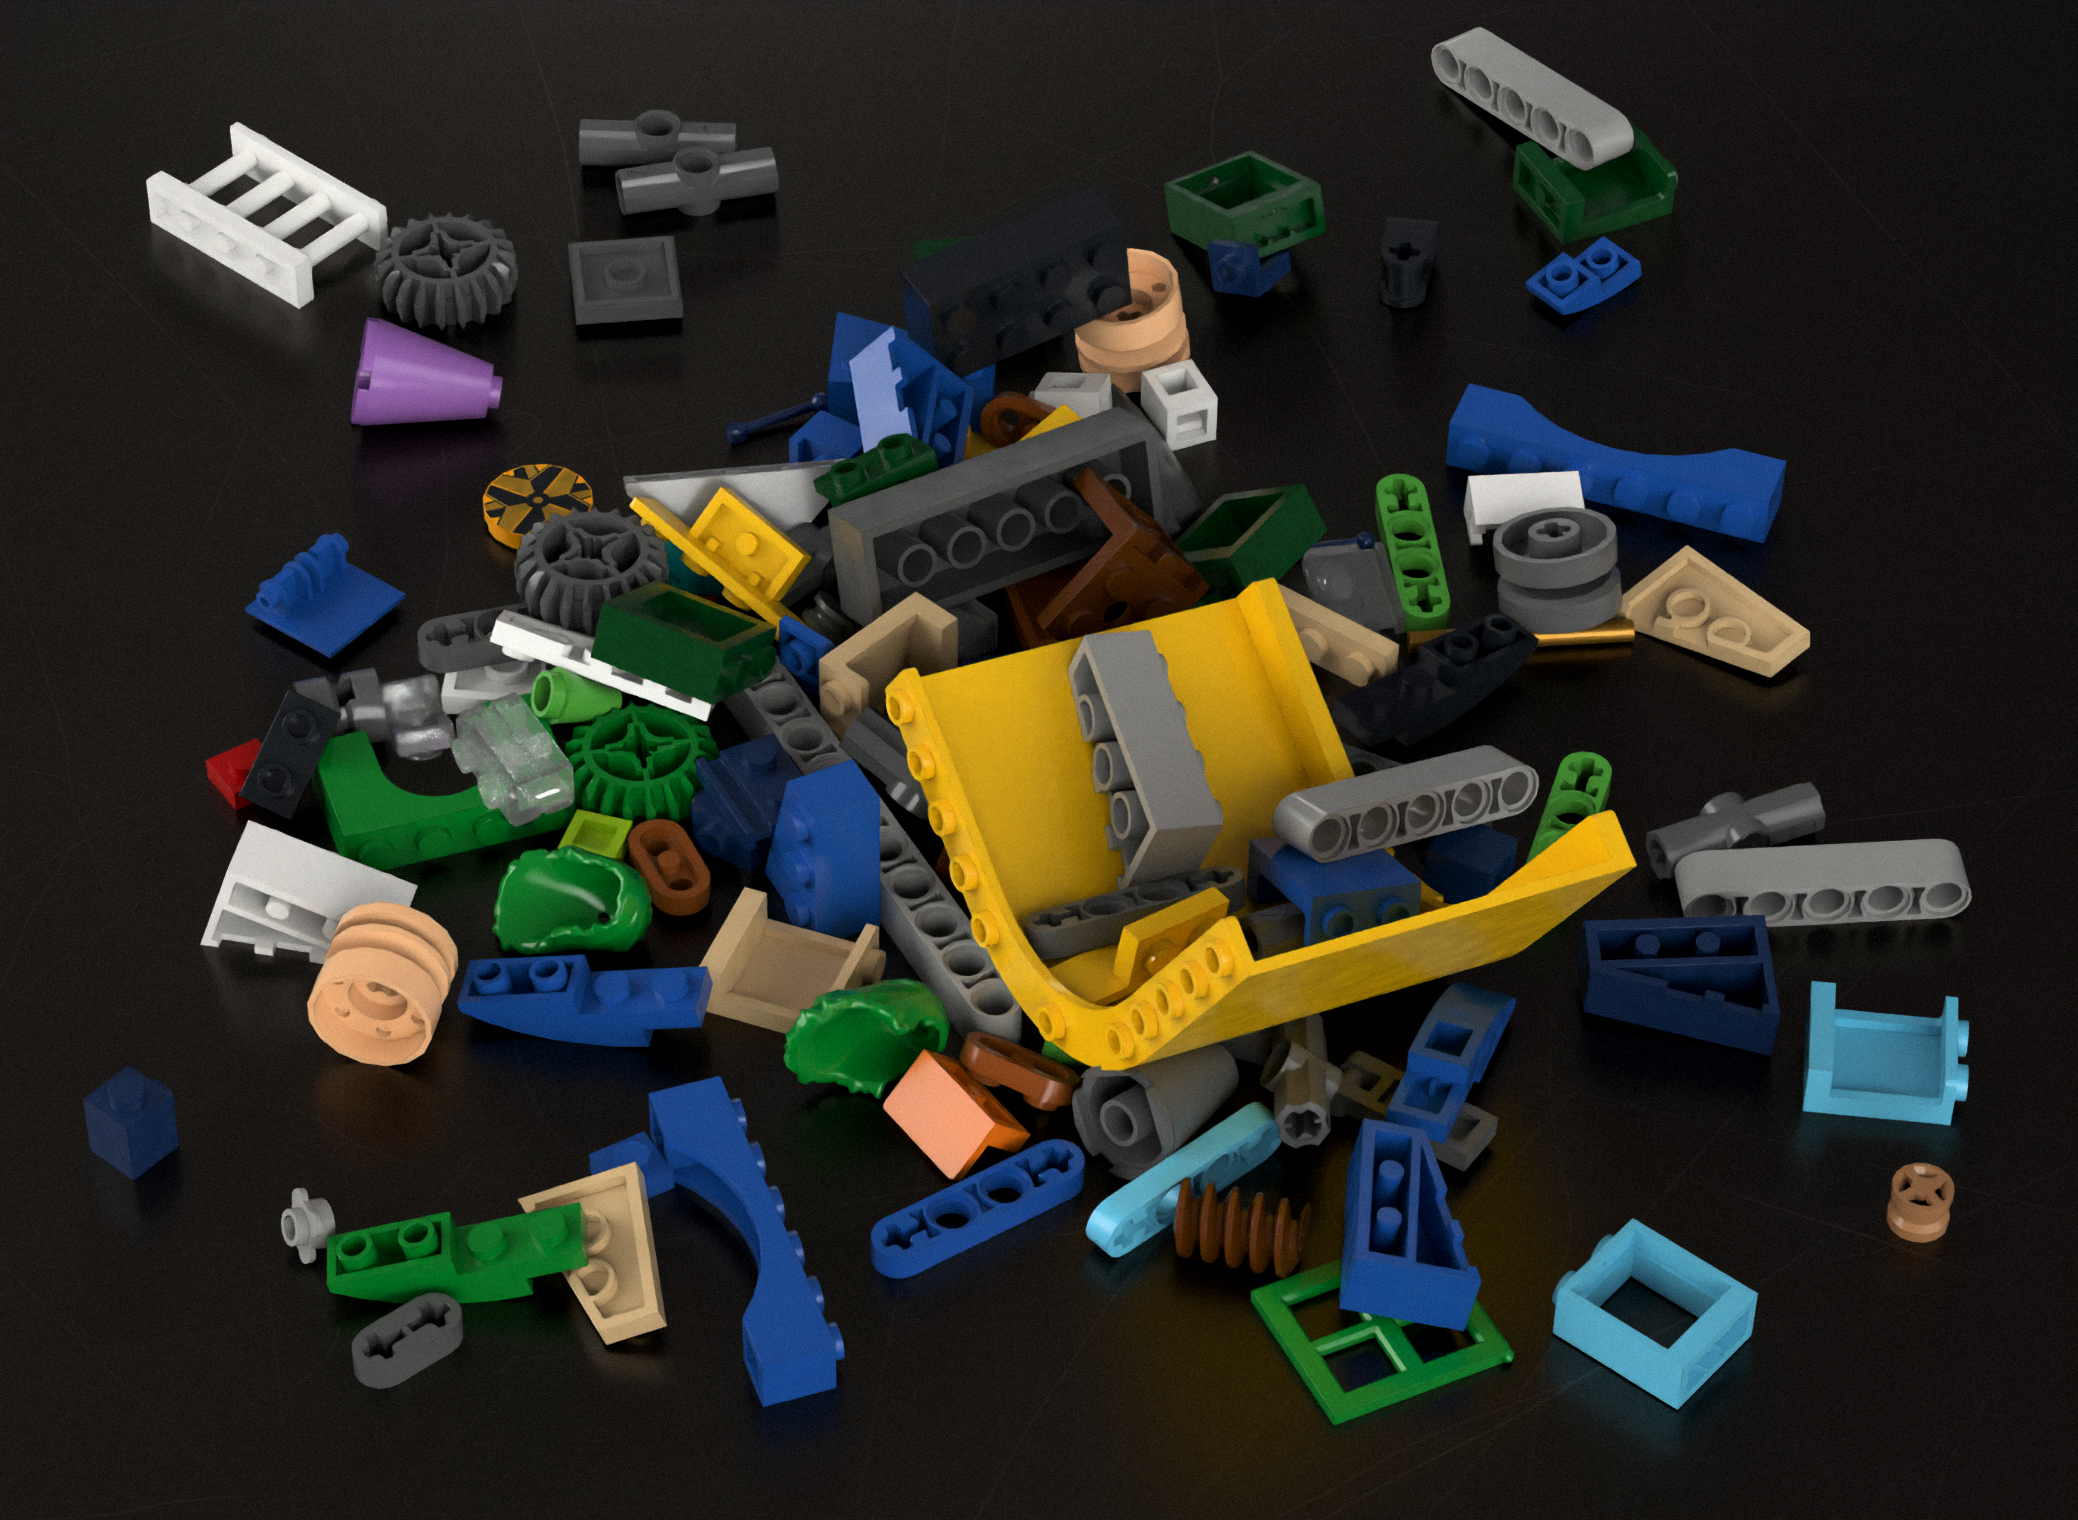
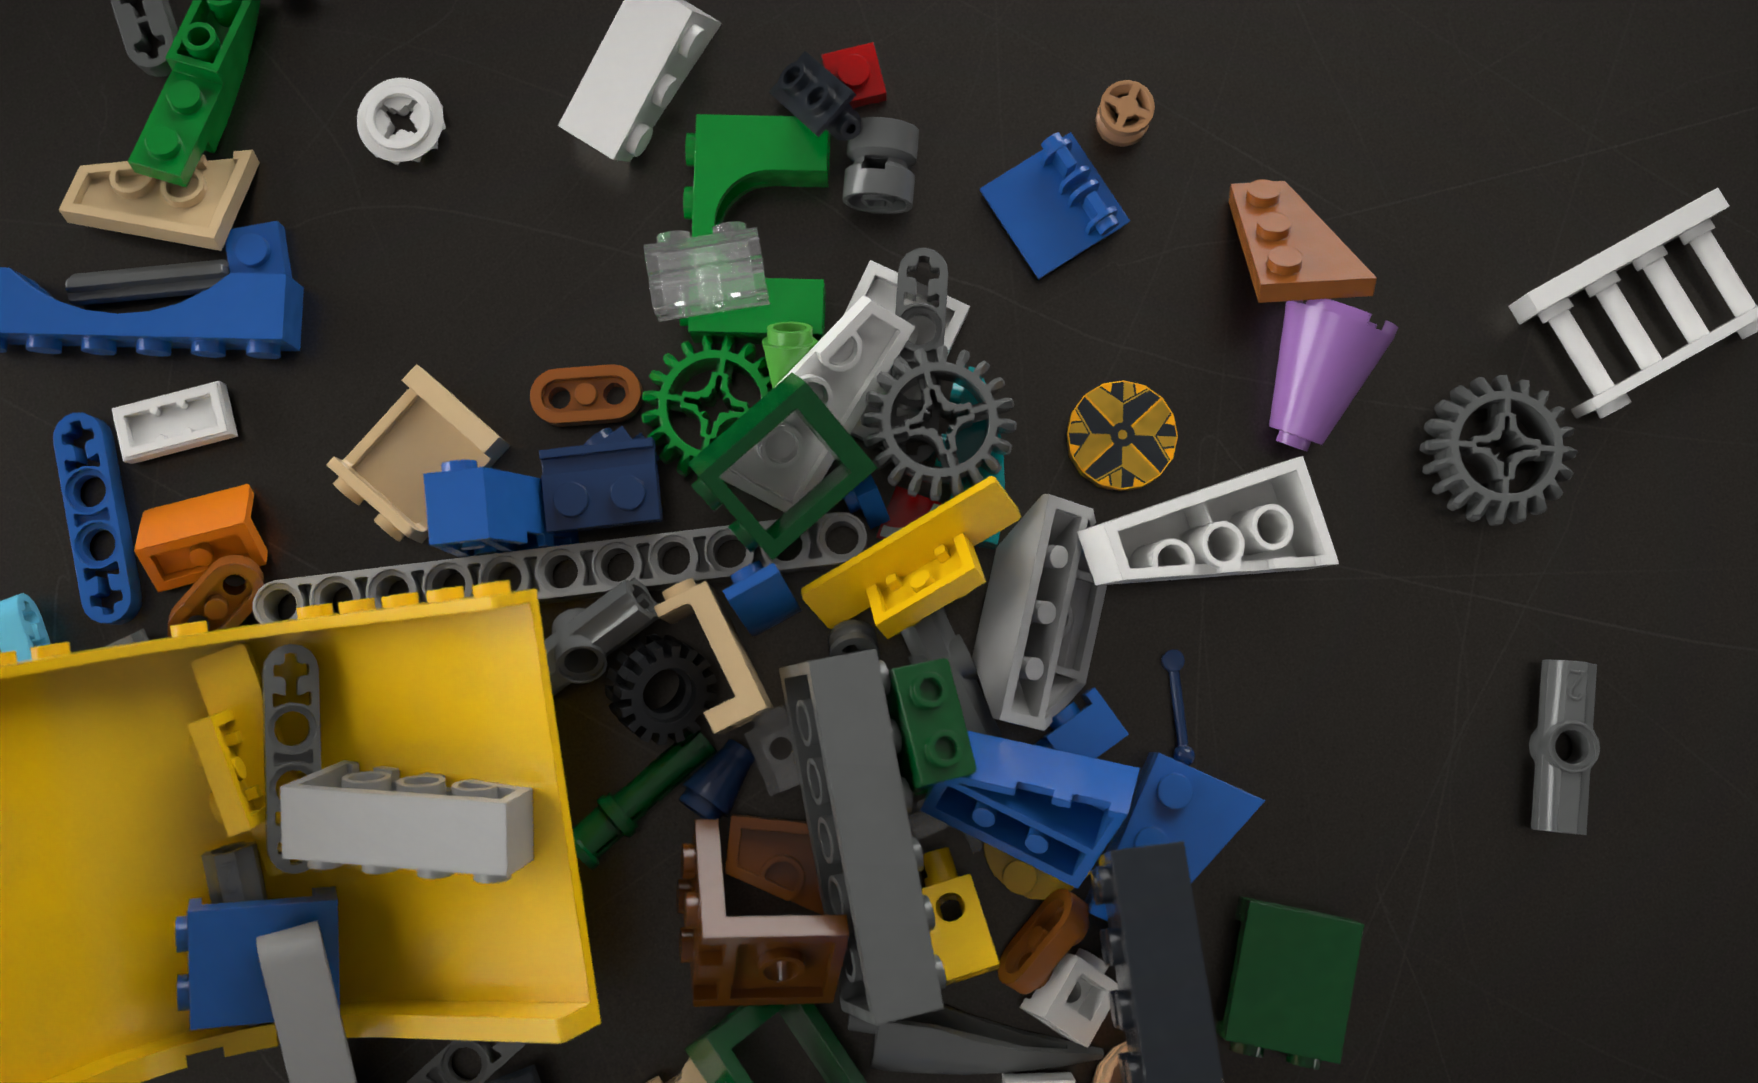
camera: 115 degrees right, 40 degrees up
(212, 572) = (1129, 101): none -> medium nougat wheel
(313, 410) = (1292, 248): none -> wing
(383, 984) = (498, 93): light nougat wheel -> none
(417, 718) = (847, 232): clear bracket -> none
(421, 1080) = (400, 97): none -> white gear
(557, 897) = (550, 290): green piece -> none
(571, 1004) = (449, 272): blue slope -> none
(598, 834) = (640, 341): lime plate -> none
(606, 396) = (1227, 529): none -> white wedge
(625, 280) = (1431, 624): dark grey plate -> none
(649, 139) = (1653, 693): dark grey piece -> none
(702, 1243) = (144, 282): none -> dark grey axle
(846, 1171) = (174, 422): none -> white plate
(866, 1035) = (291, 491): green piece -> none

